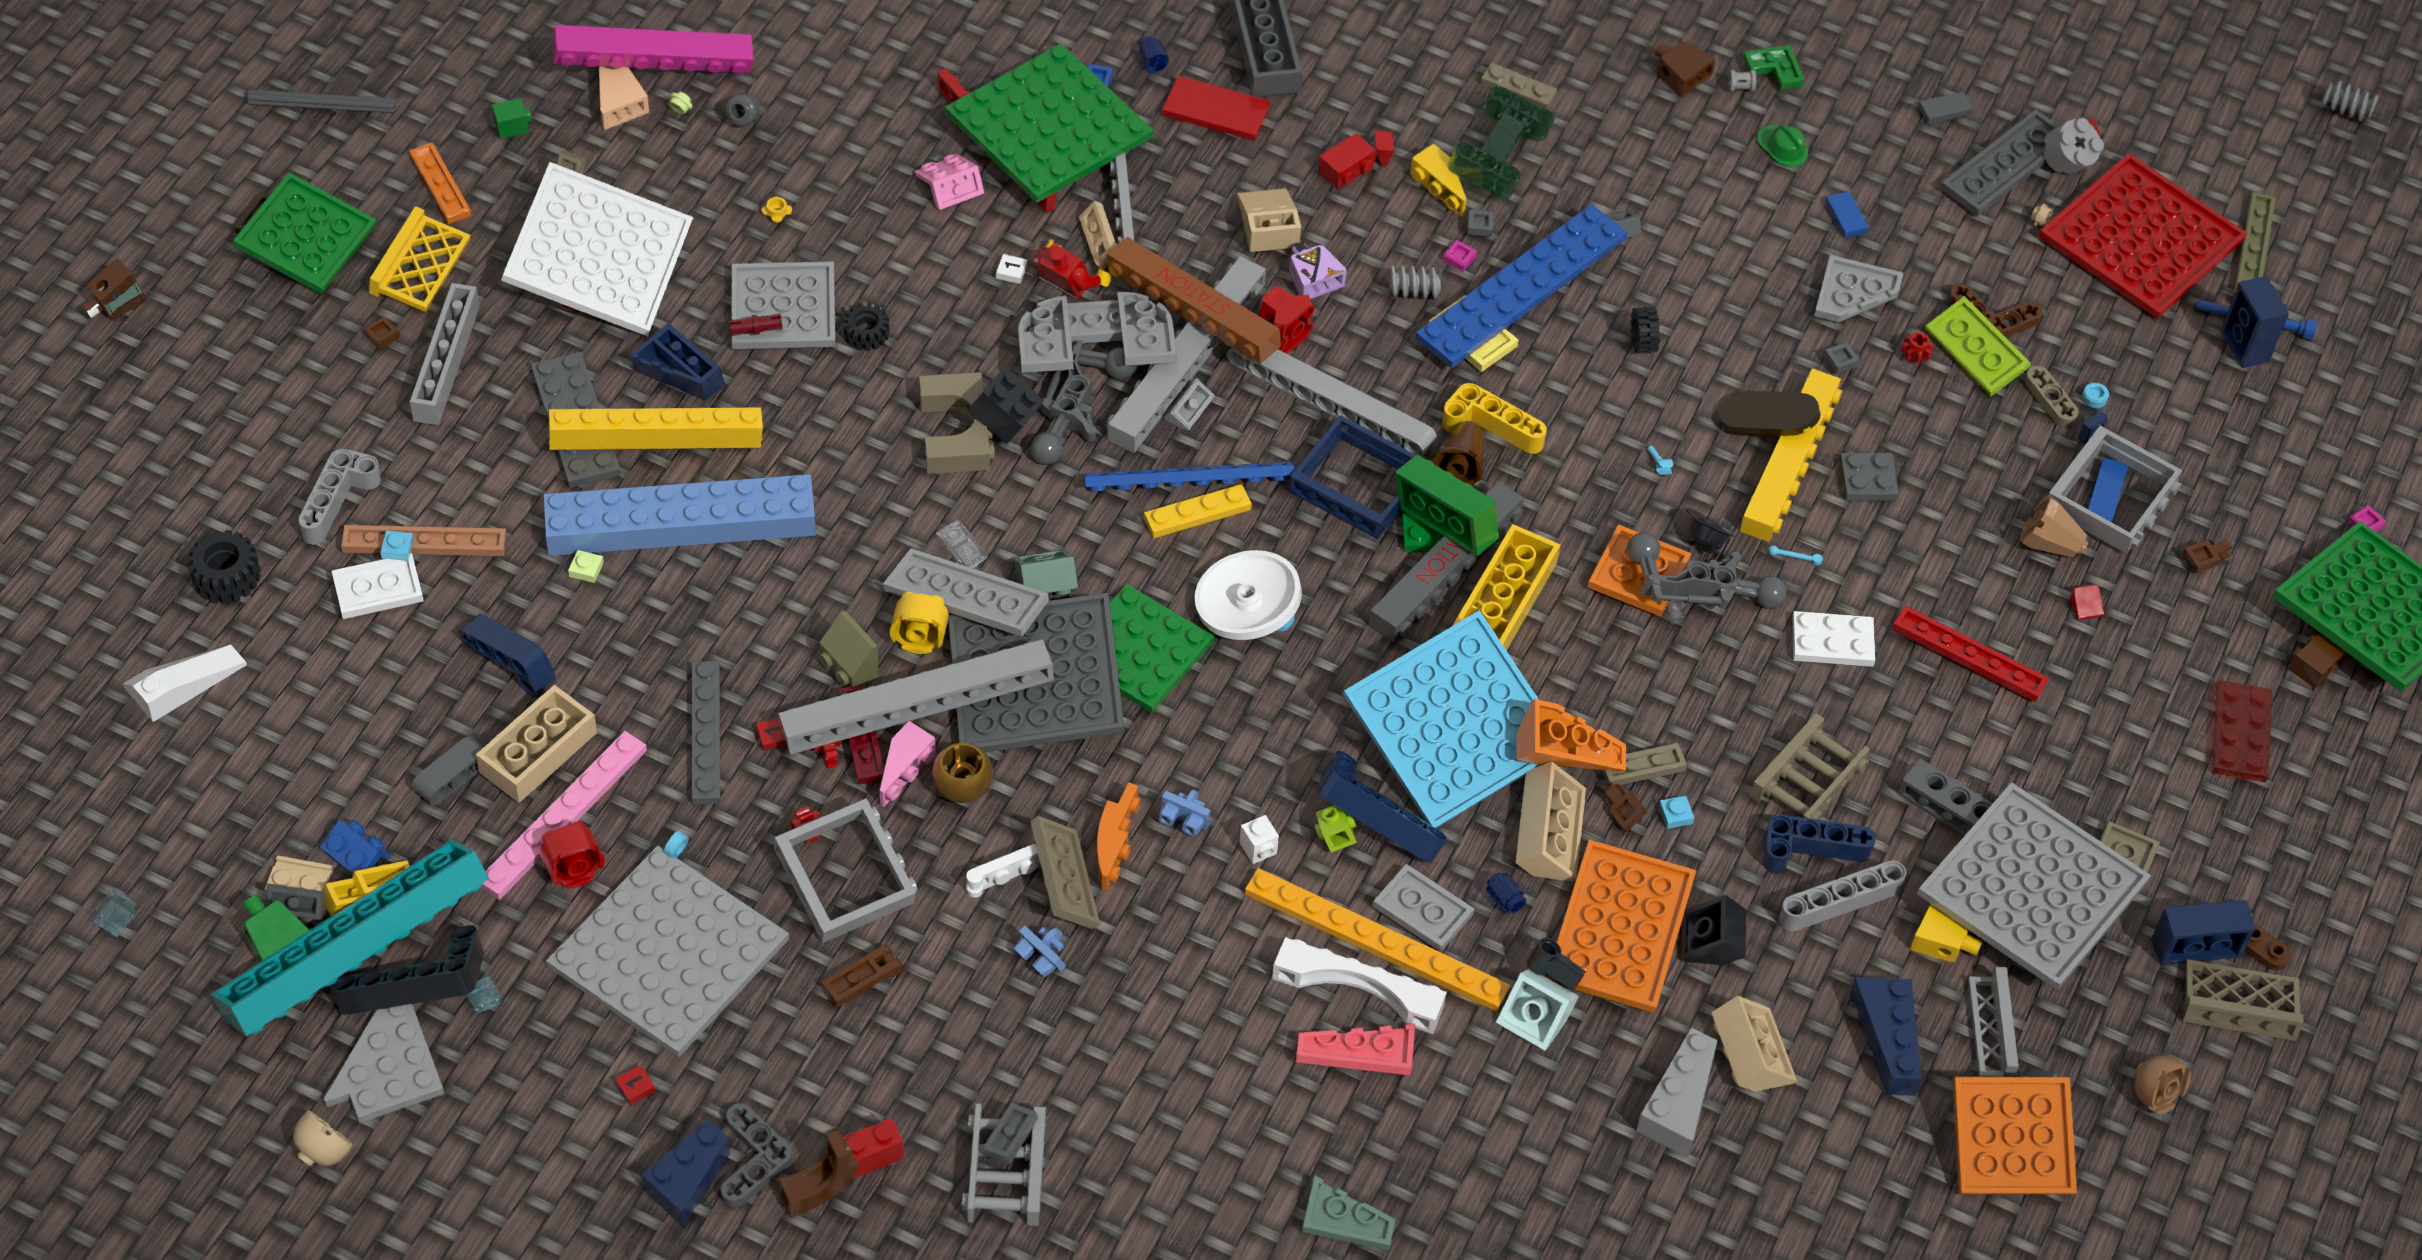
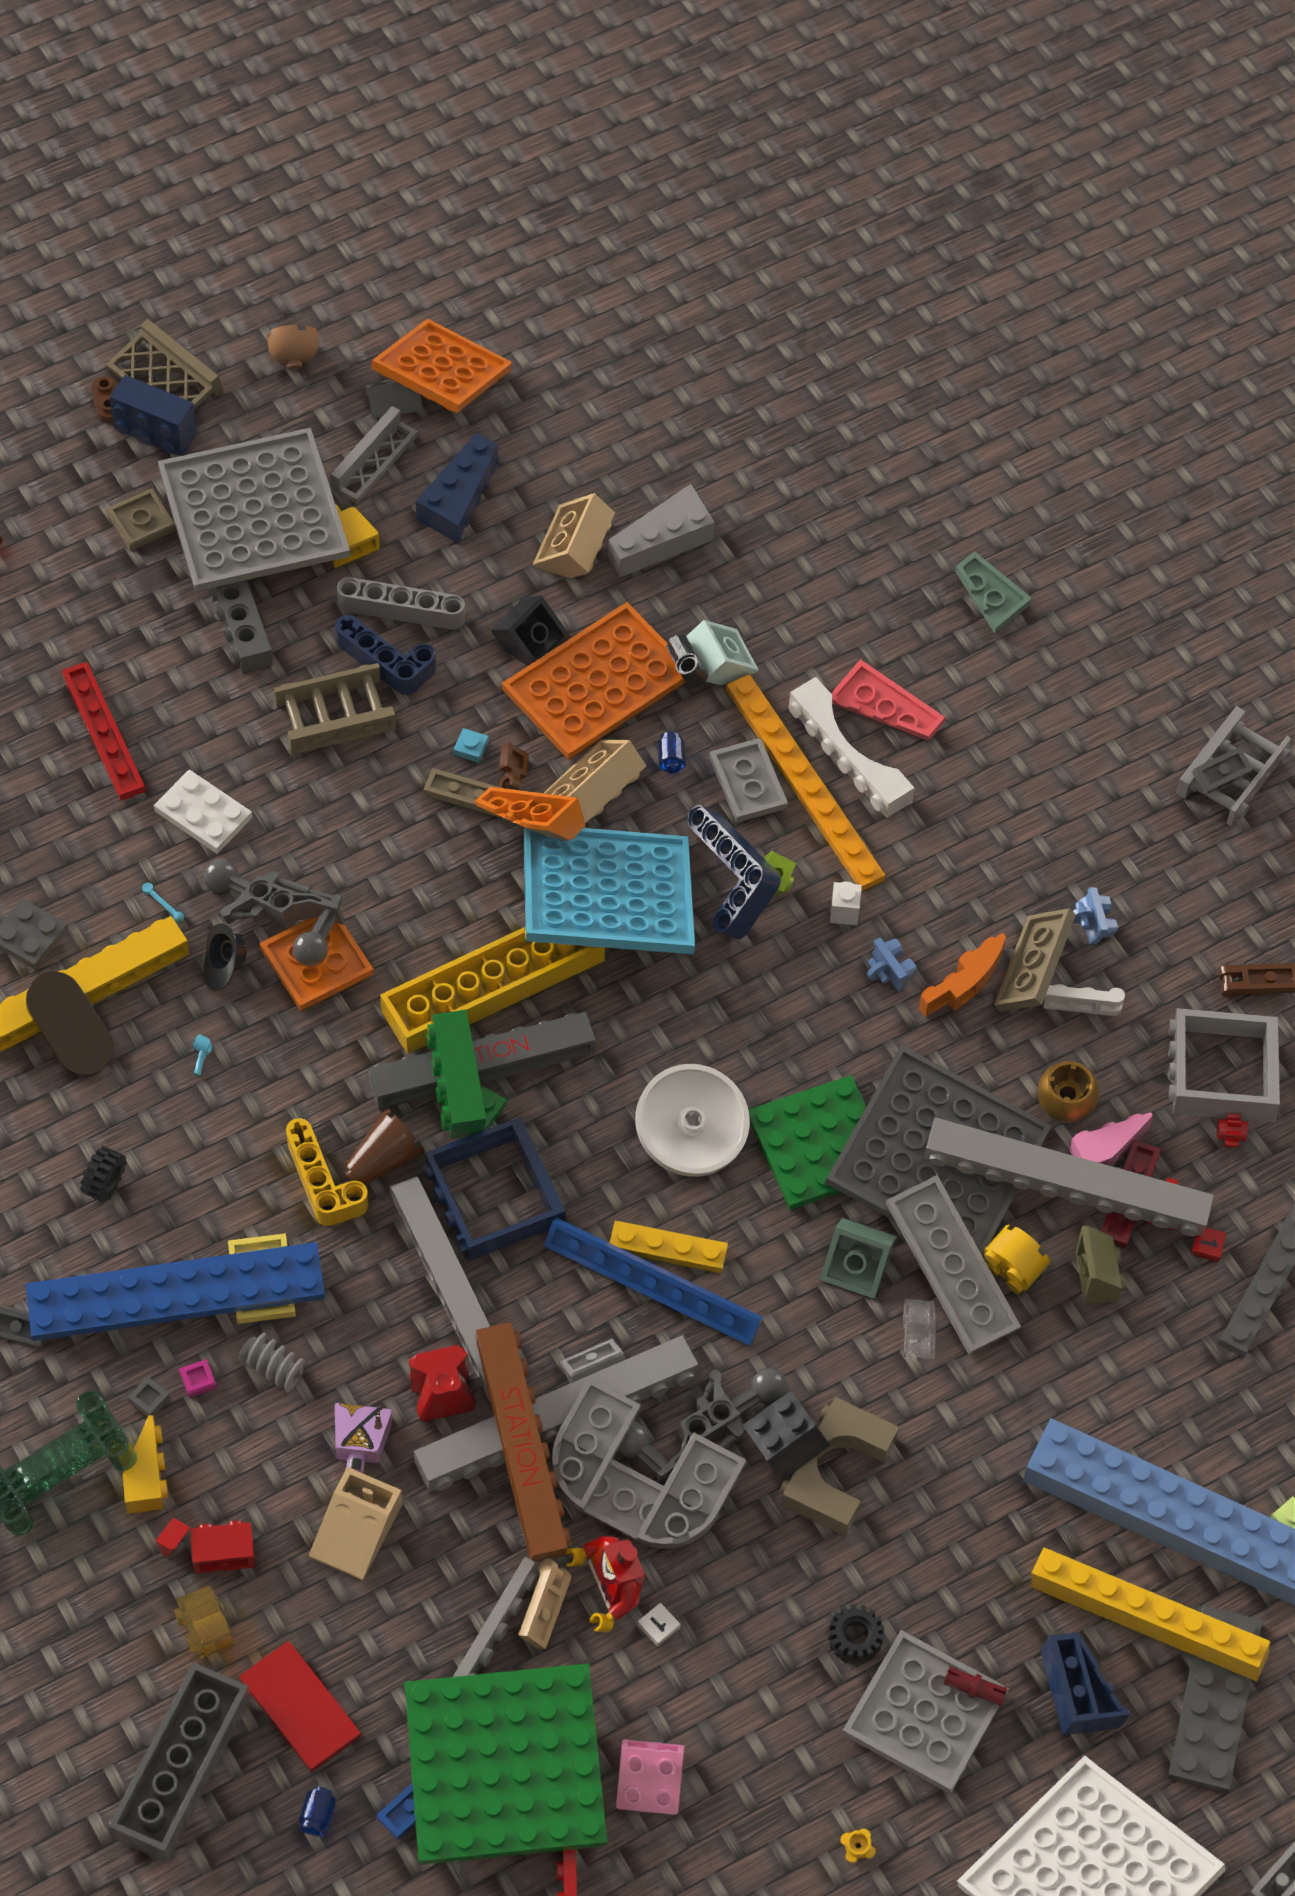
camera: 145 degrees left, 5 degrees up
(1319, 116) = (204, 1622): none -> clear yellow brick

